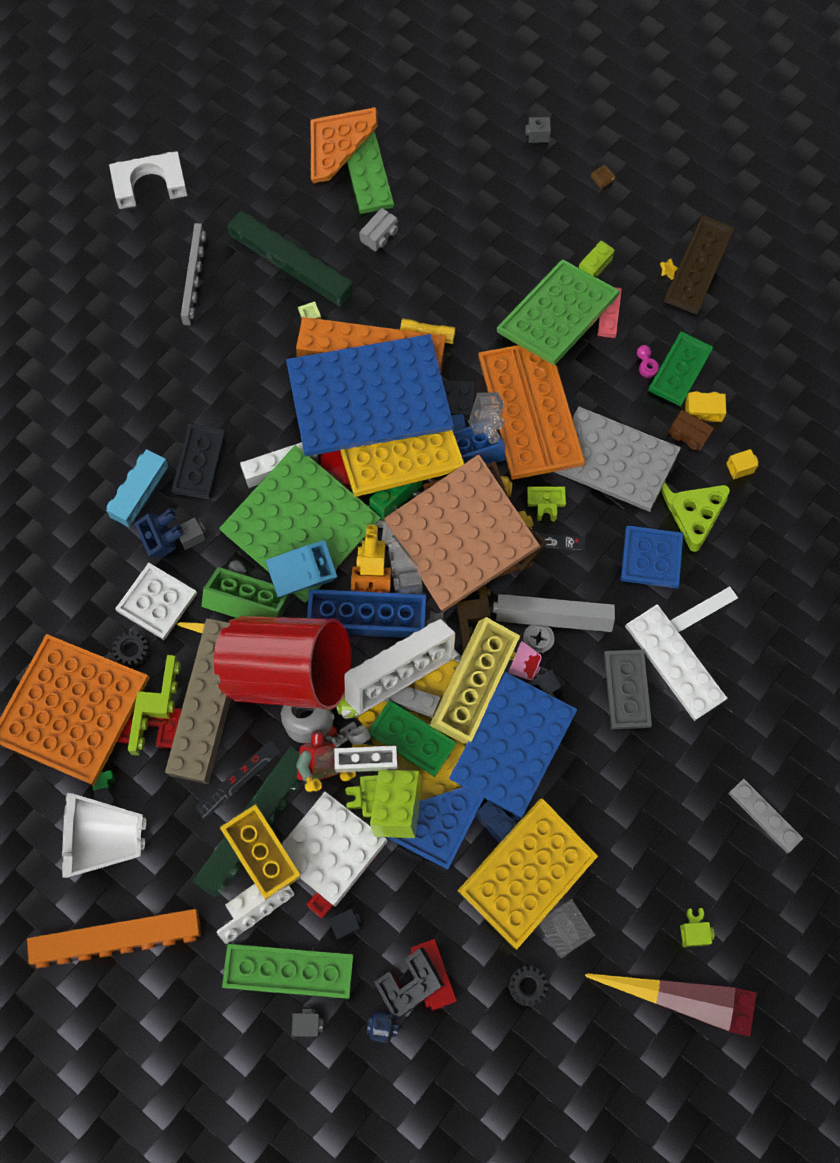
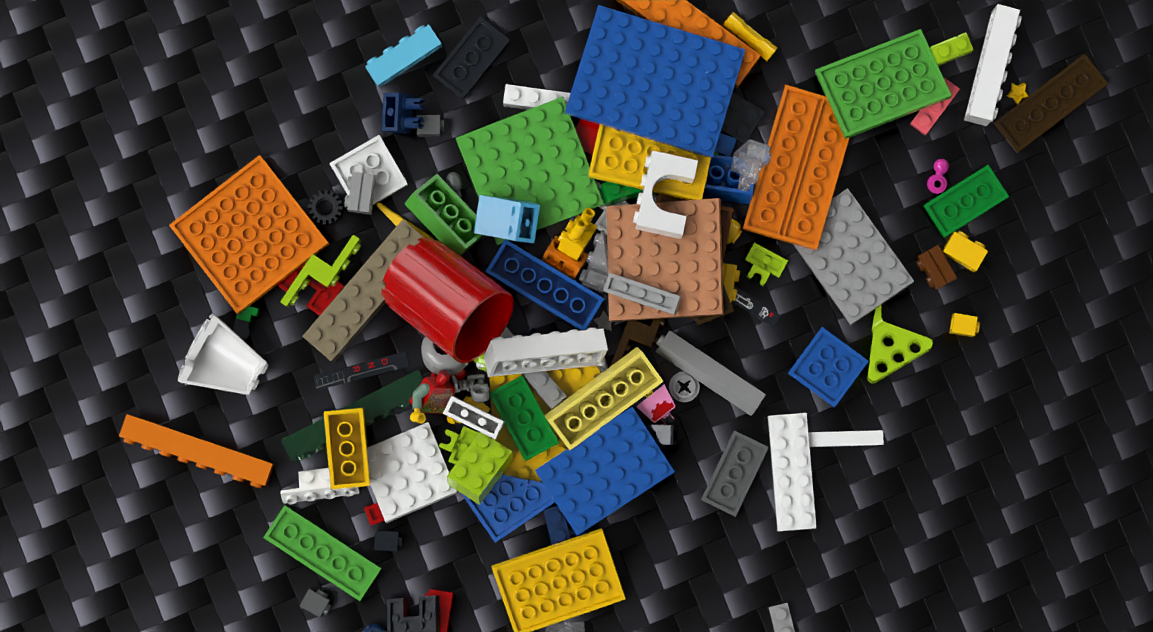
camera: 30 degrees right, 15 degrees up
(156, 617) = (361, 192): none -> light grey brick
(429, 496) = (650, 217): none -> white arch
(458, 567) = (642, 294): none -> light grey plate
(637, 255) = (992, 65): none -> white brick

